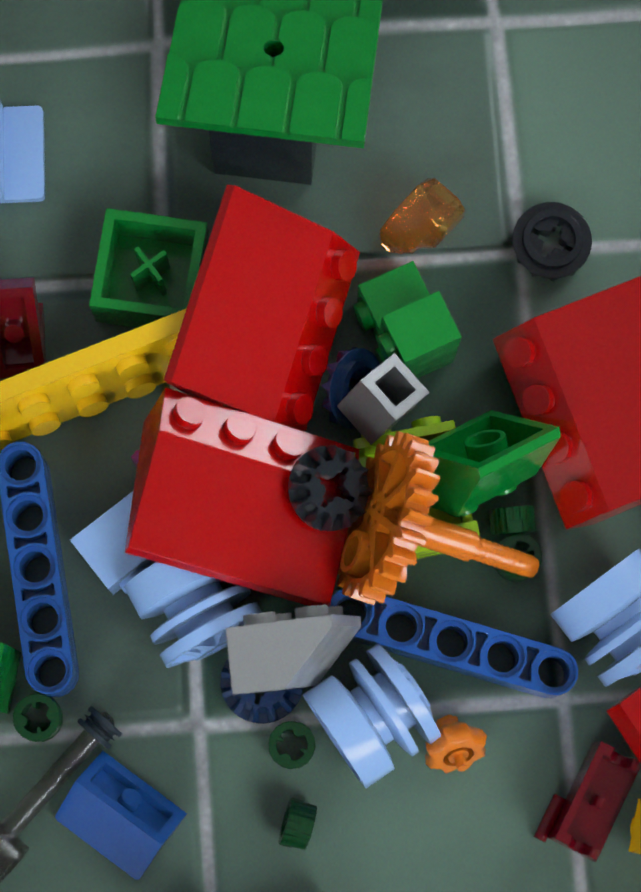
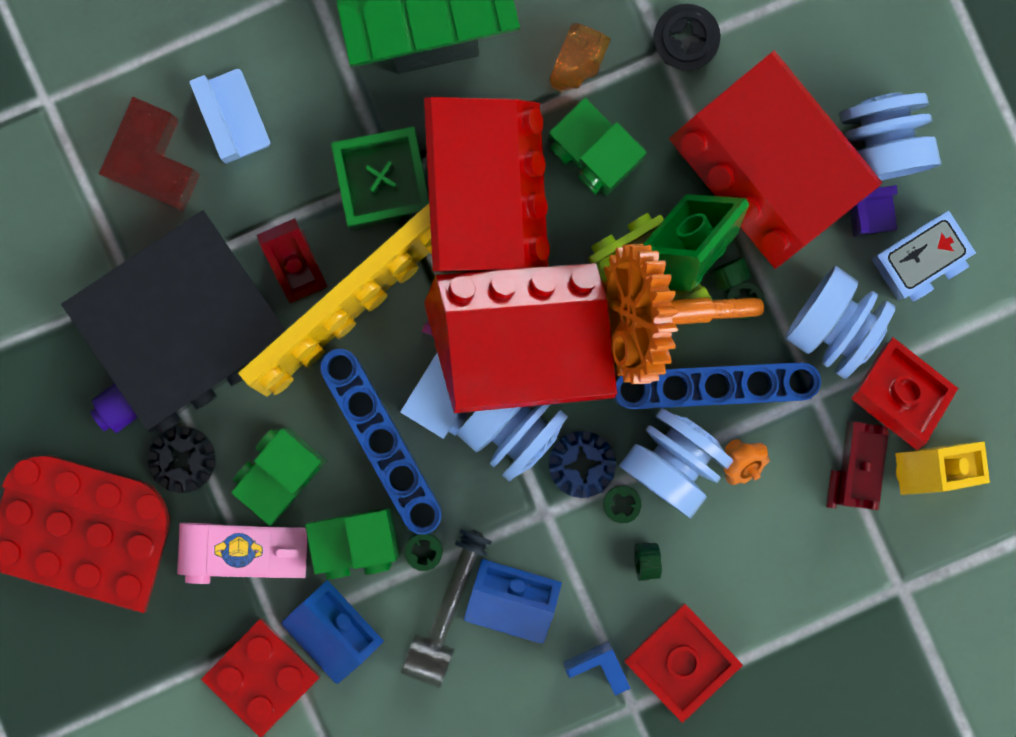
camera: 20 degrees left, 10 degrees up
(286, 652) = (597, 442): light grey slope -> none
(307, 491) = (573, 317): black gear -> none
(352, 365) = (576, 200): dark blue gear -> none
(382, 398) = (602, 220): dark grey brick -> none

